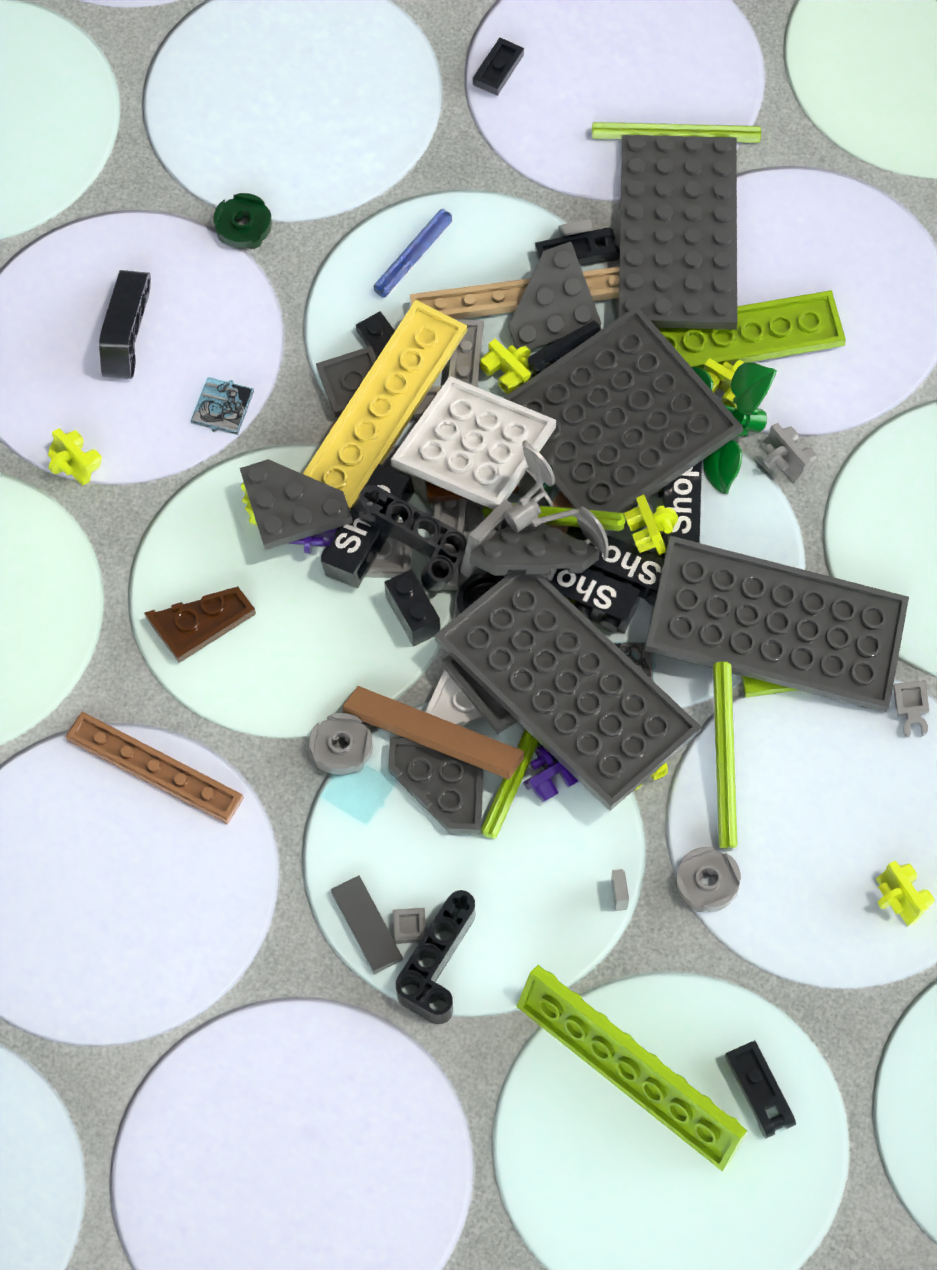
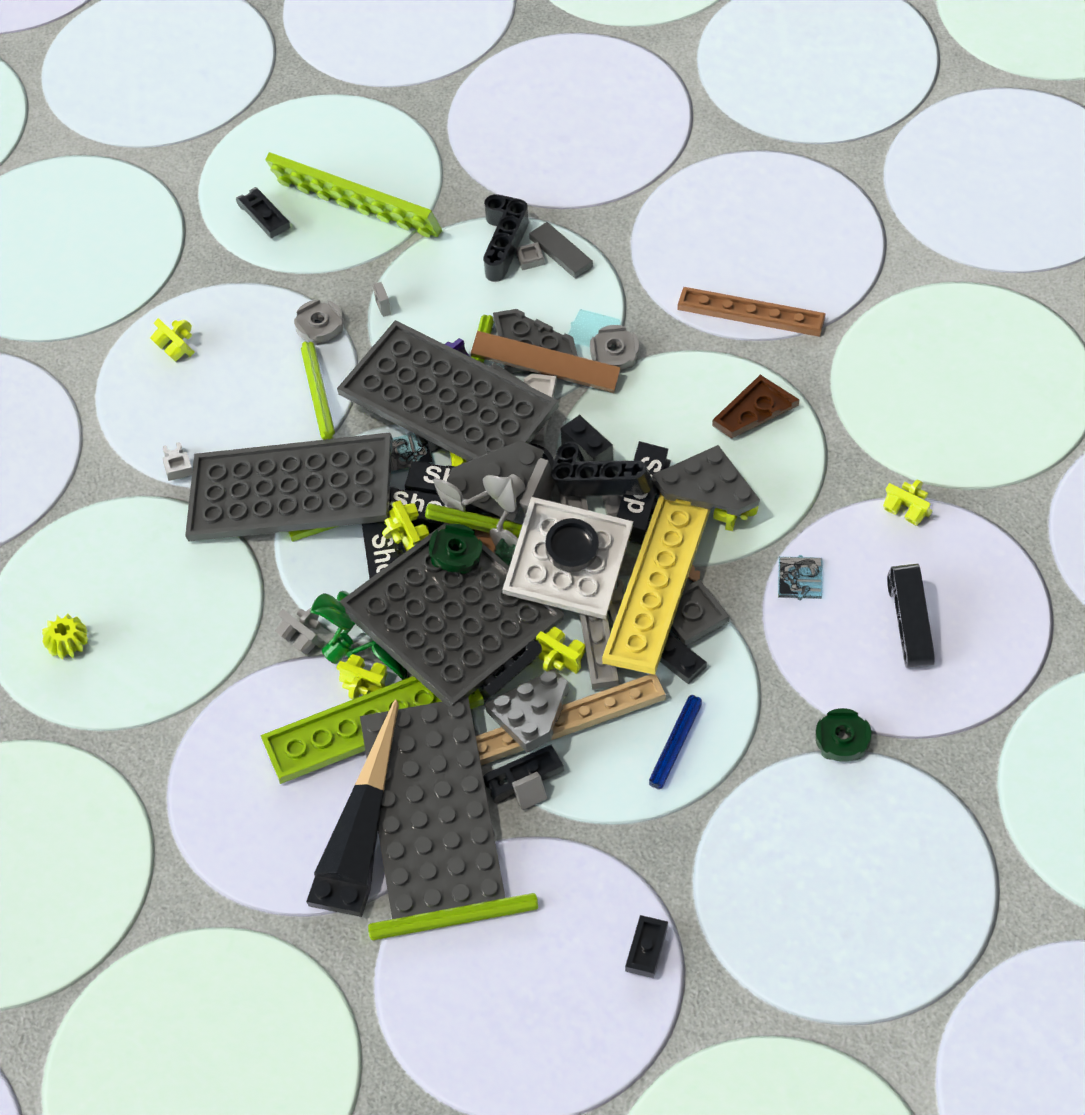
camera: 170 degrees right, 10 degrees down
(467, 437) = (571, 545): none -> black piece
(606, 491) = (450, 560): none -> dark green plate
(771, 194) = (347, 862): none -> black plate

